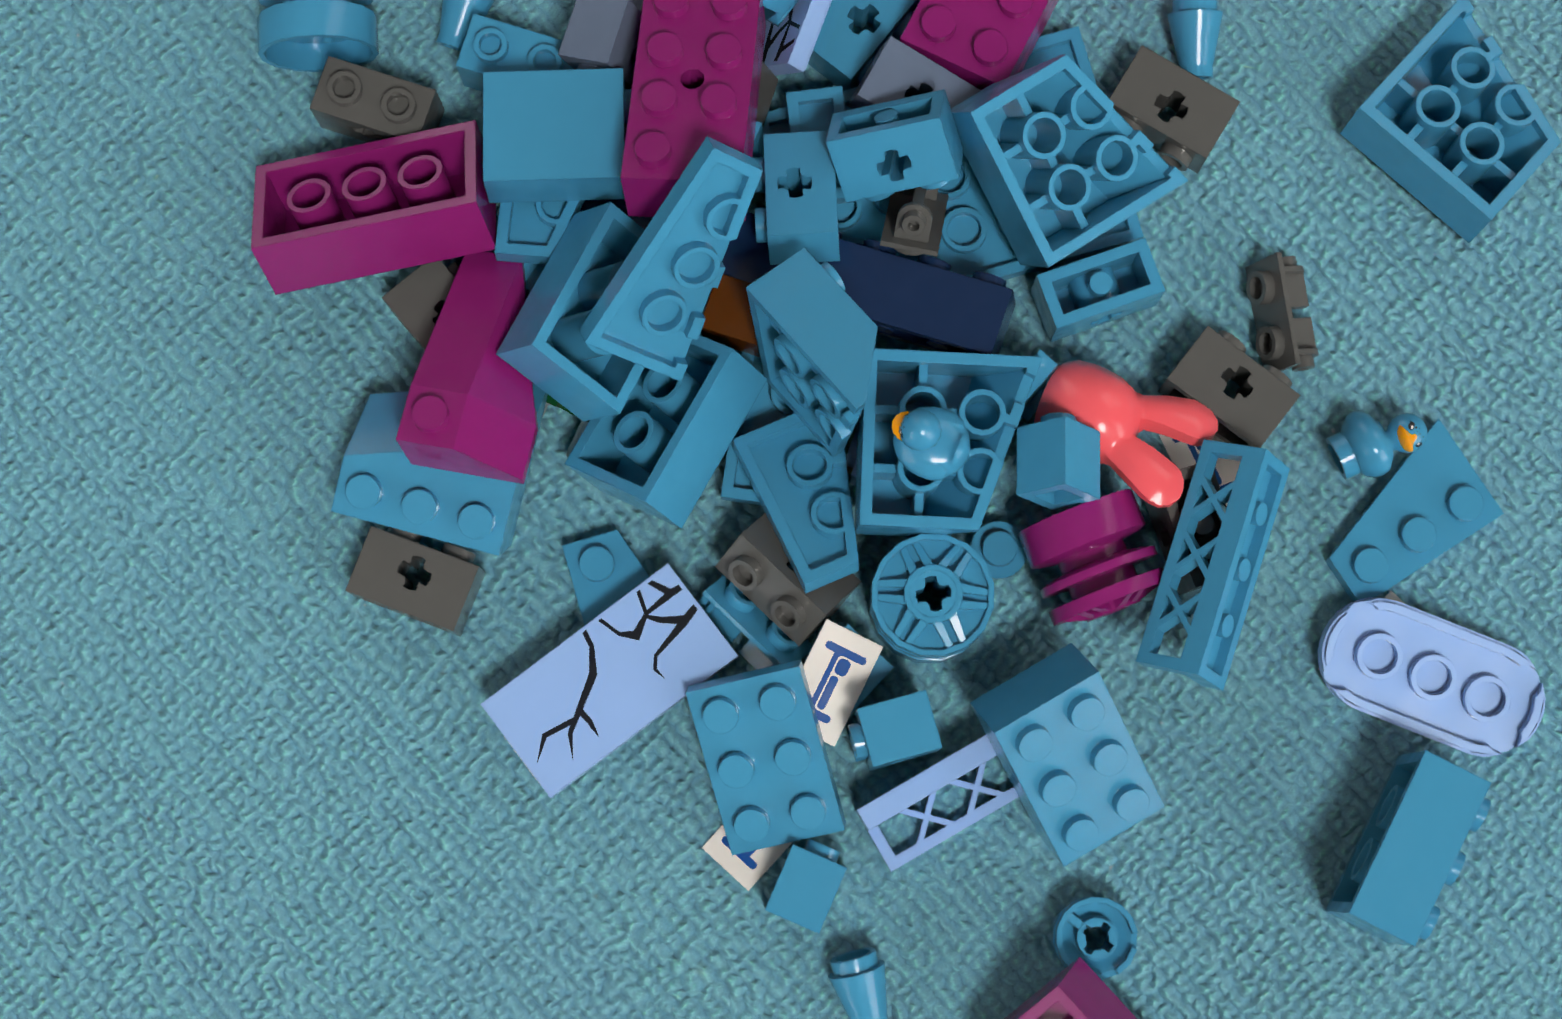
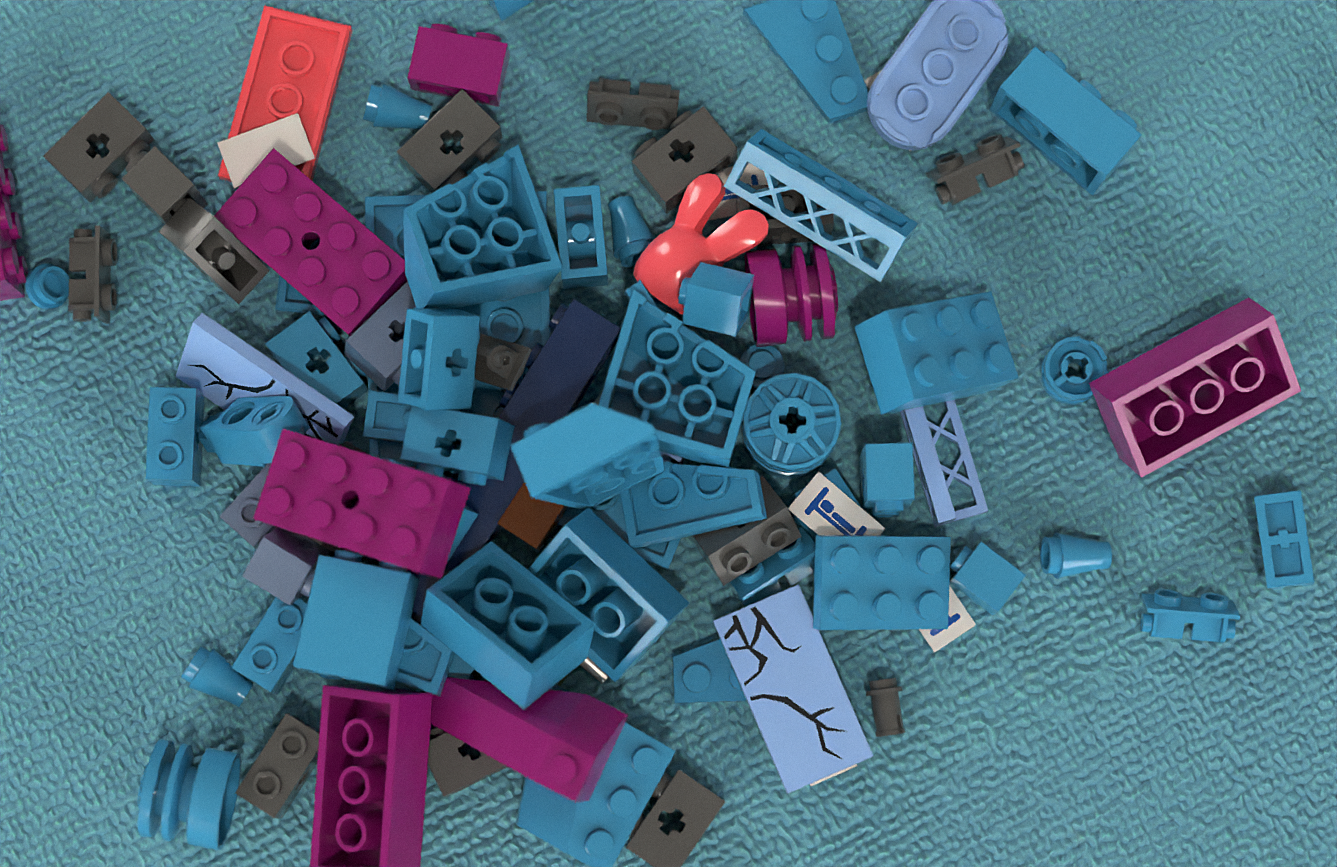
camera: 80 degrees left, 0 degrees up
(618, 802) = (886, 707): none -> dark grey pin
(665, 281) = (504, 557): dark azure wing -> none
(930, 442) = (684, 388): dark azure animal -> none
(1123, 347) = (629, 231): none -> dark azure cone
(1271, 82) = (453, 62): none -> magenta brick
(1334, 769) = (991, 159): none -> dark grey hinge
(1368, 449) = (751, 69): dark azure animal -> none

